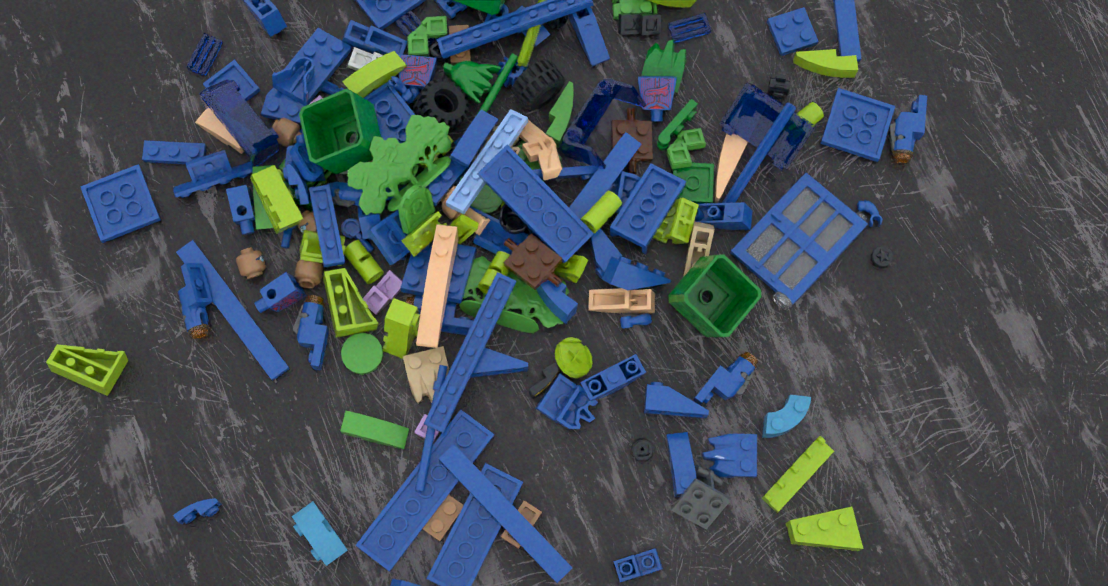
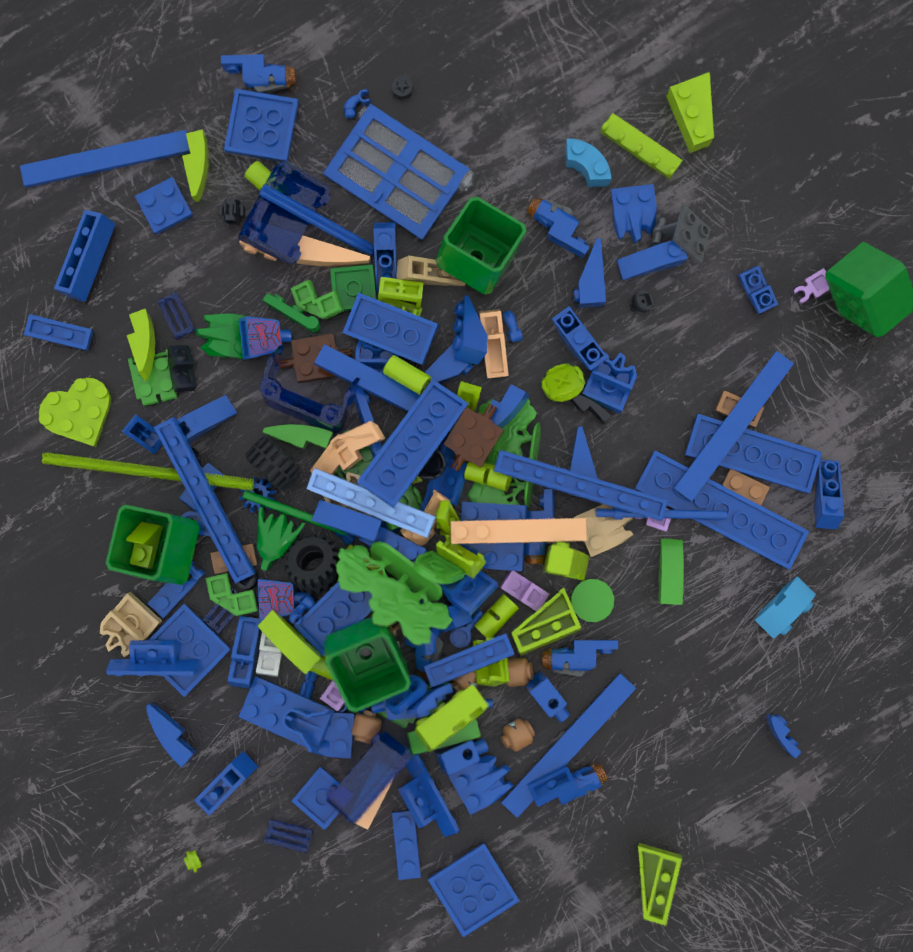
camera: 95 degrees left, 10 degrees up
(214, 225) = (481, 783): none -> blue plate

